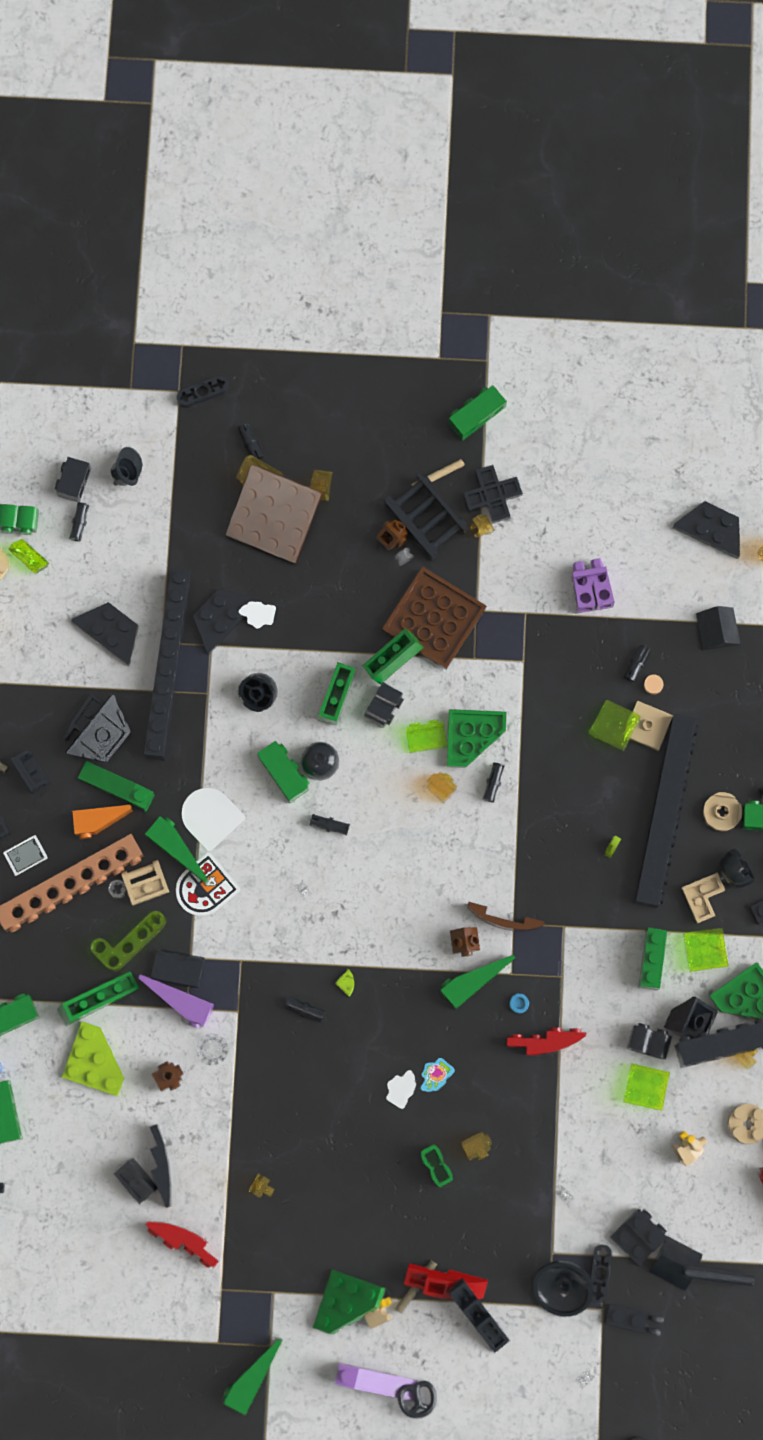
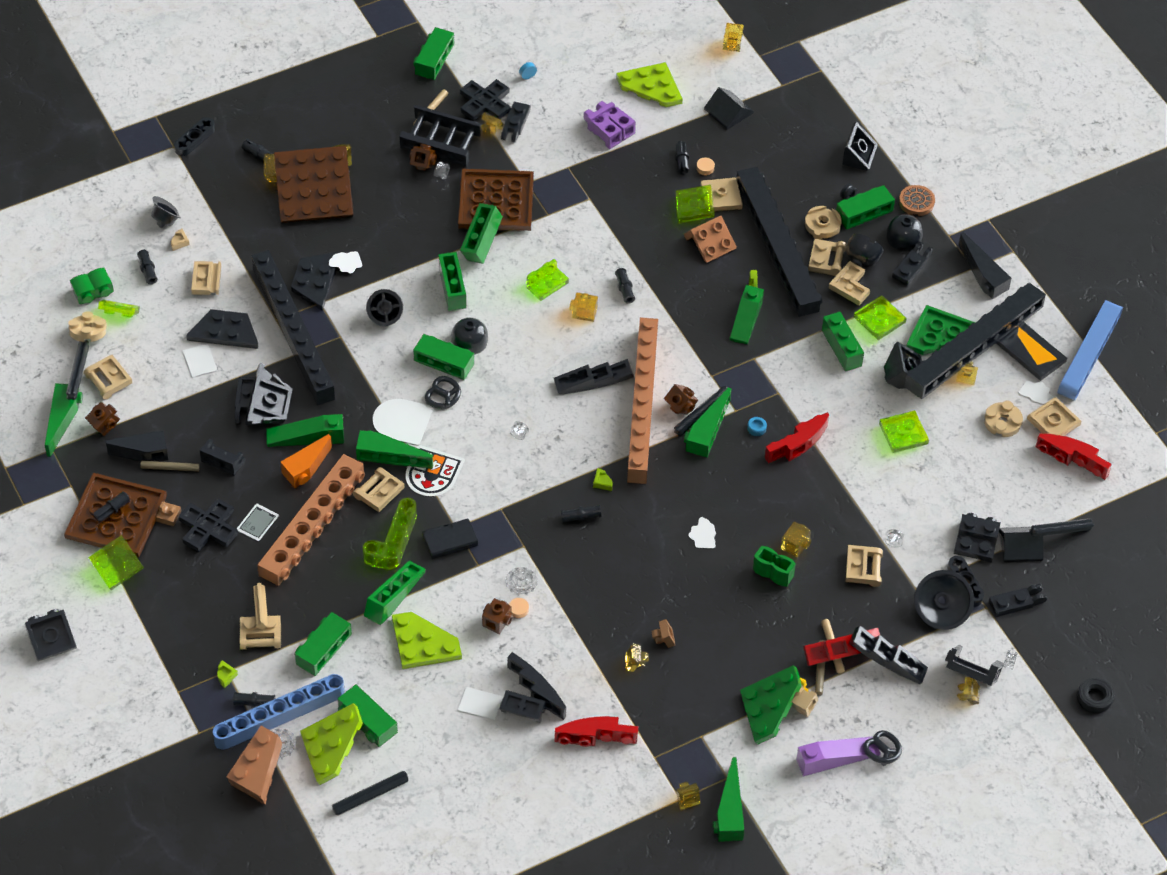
camera: 30 degrees left, 25 degrees down
(71, 651) = (200, 360): none -> white sticker
(73, 479) = (122, 239): black brick -> none
(107, 1150) = (480, 703): none -> white sticker
(111, 888) = (357, 511): clear bush -> none
(123, 564) = (206, 277): none -> tan plate
(124, 505) = (179, 240): none -> tan tile
(190, 1007) = (474, 558): medium lavender slope -> none
(194, 1074) = (519, 607): none -> light nougat tile
(222, 1348) = (688, 795): none -> clear yellow tile
(261, 809) = (444, 393): none -> black piece
(302, 1177) = (664, 634): none -> medium nougat tile
(329, 824) = (509, 376): black pin -> none
(383, 705) = (496, 274): black brick -> none
(404, 868) = (593, 378): none -> black slope
(431, 920) = (642, 401): none -> nougat brick
(436, 1075) = (725, 510): sticker -> none
(443, 1261) = (829, 635): none -> tan bar
(471, 734) = (583, 261): green plate -> none
(479, 959) = (688, 421): none -> black axle
(480, 912) = (701, 375): reddish brown slope -> none
(508, 533) = (515, 120): none -> black hinge
(513, 1203) = (857, 565): none -> tan plate
(529, 1389) = (970, 690): none -> clear yellow tile
(542, 1374) = (987, 676): none -> black panel
(553, 481) = (528, 70): none -> dark azure tile
(583, 879) = (747, 314): none -> green slope
(605, 773) = (712, 239): none -> nougat bracket
(649, 1041) = (882, 399): black brick -> none
(662, 558) = (652, 83): none -> lime plate
(689, 1148) = (971, 456): tan piece -> none
(696, 848) = (821, 254): none -> tan plate
(712, 527) = (676, 48): black wing -> none

